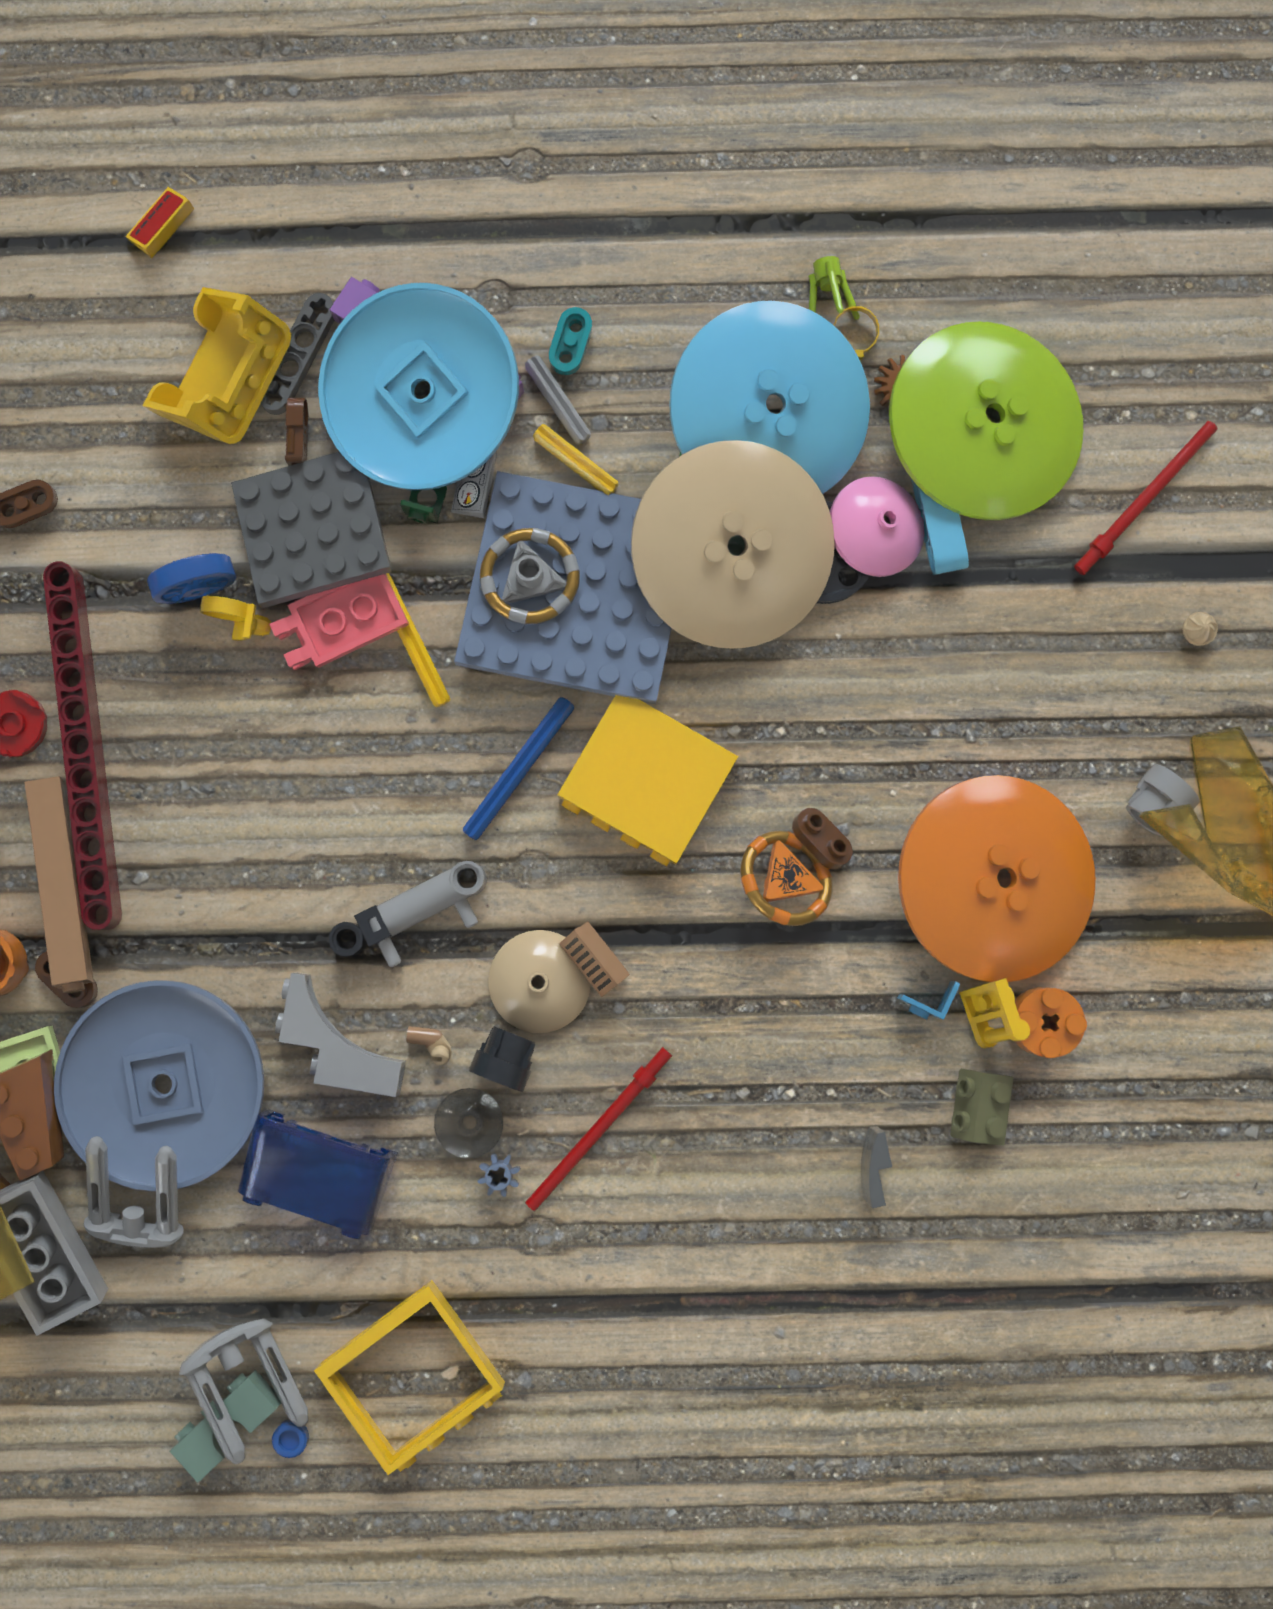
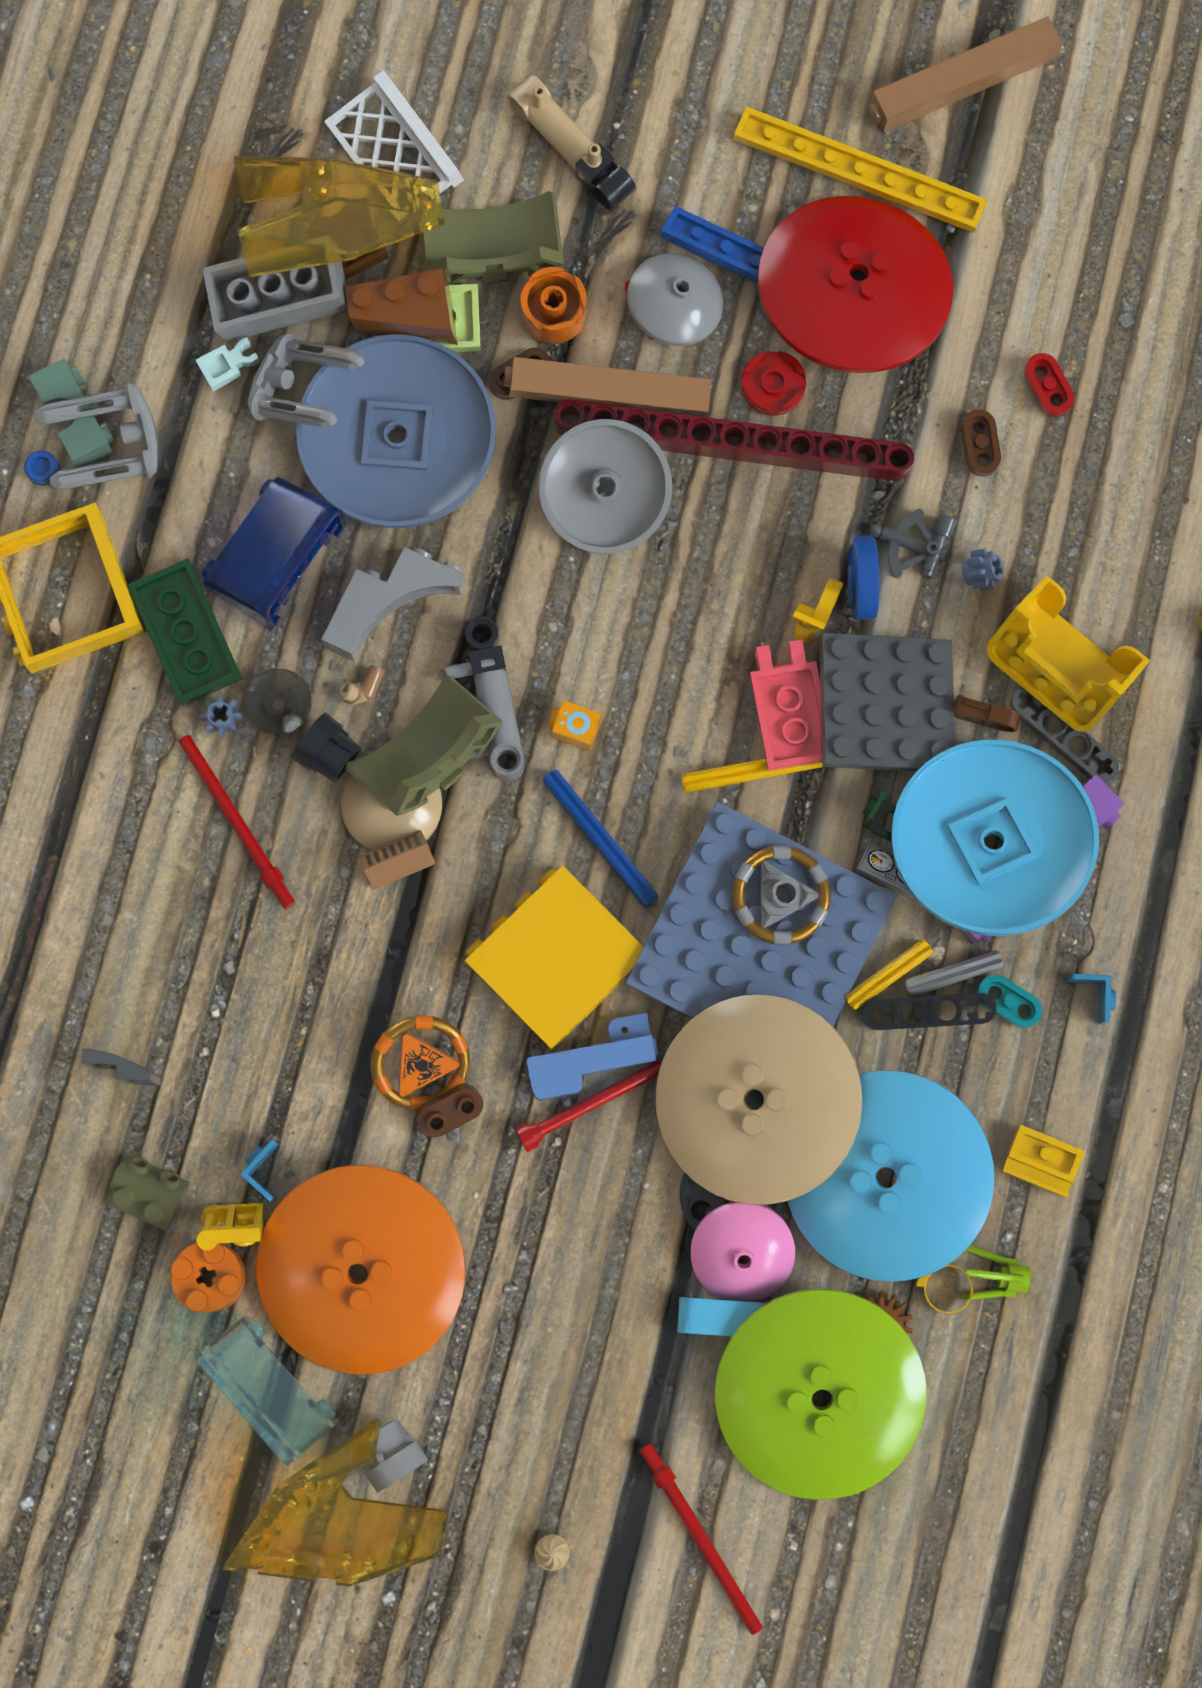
camera: 100 degrees right, 5 degrees down
(136, 1284) = (223, 366): none -> light aqua plate
(142, 525) = (931, 550): none -> dark grey piece
(152, 468) = (982, 569): none -> sand blue gear
(162, 858) = (605, 486): none -> light grey dish
(413, 822) = (575, 725): none -> light orange brick
(422, 1239) = (184, 632): none -> dark green plate
(478, 959) = (428, 750): none -> olive panel
(540, 253) = (1107, 996): none -> dark azure bracket
(606, 410) = (929, 1015): none -> black beam
(712, 273) = (1043, 1161): none -> yellow plate
(755, 741) = (562, 1072): none -> medium blue piece
(820, 752) = (533, 1133): none -> red piece
(1143, 934) = (265, 1391): none -> clear light blue windscreen

